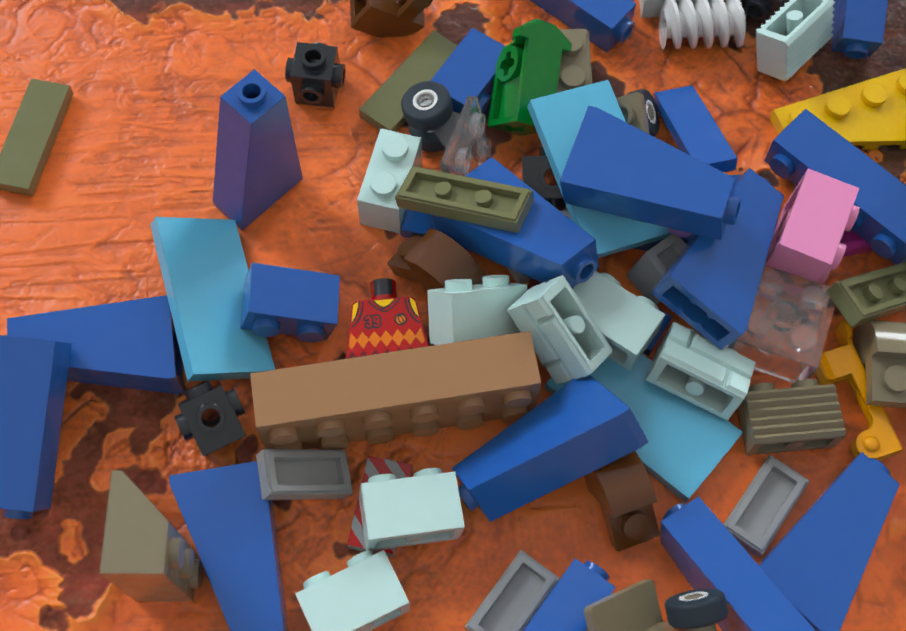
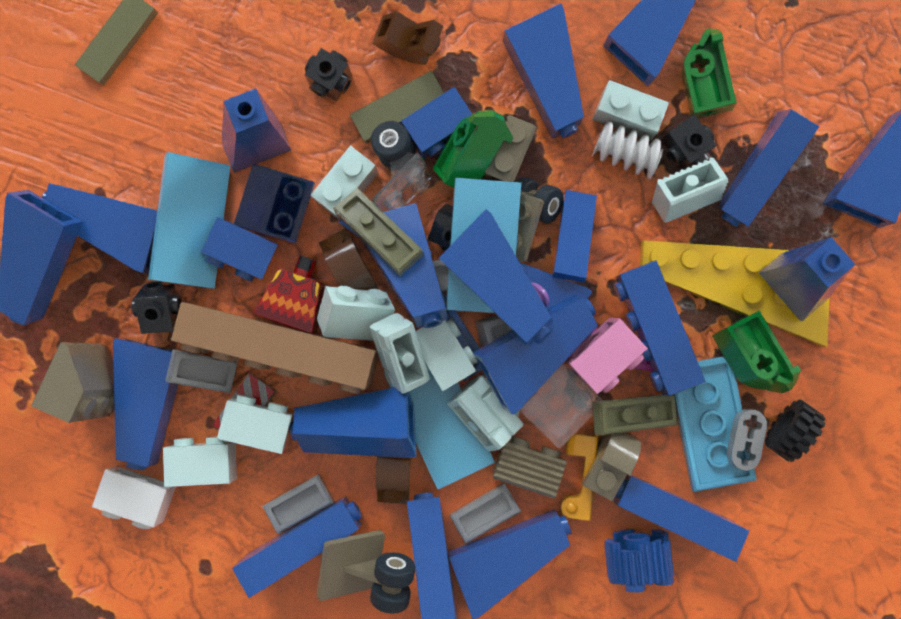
camera: 25 degrees right, 20 degrees up
(316, 229) = (274, 204): none -> clear blue slope

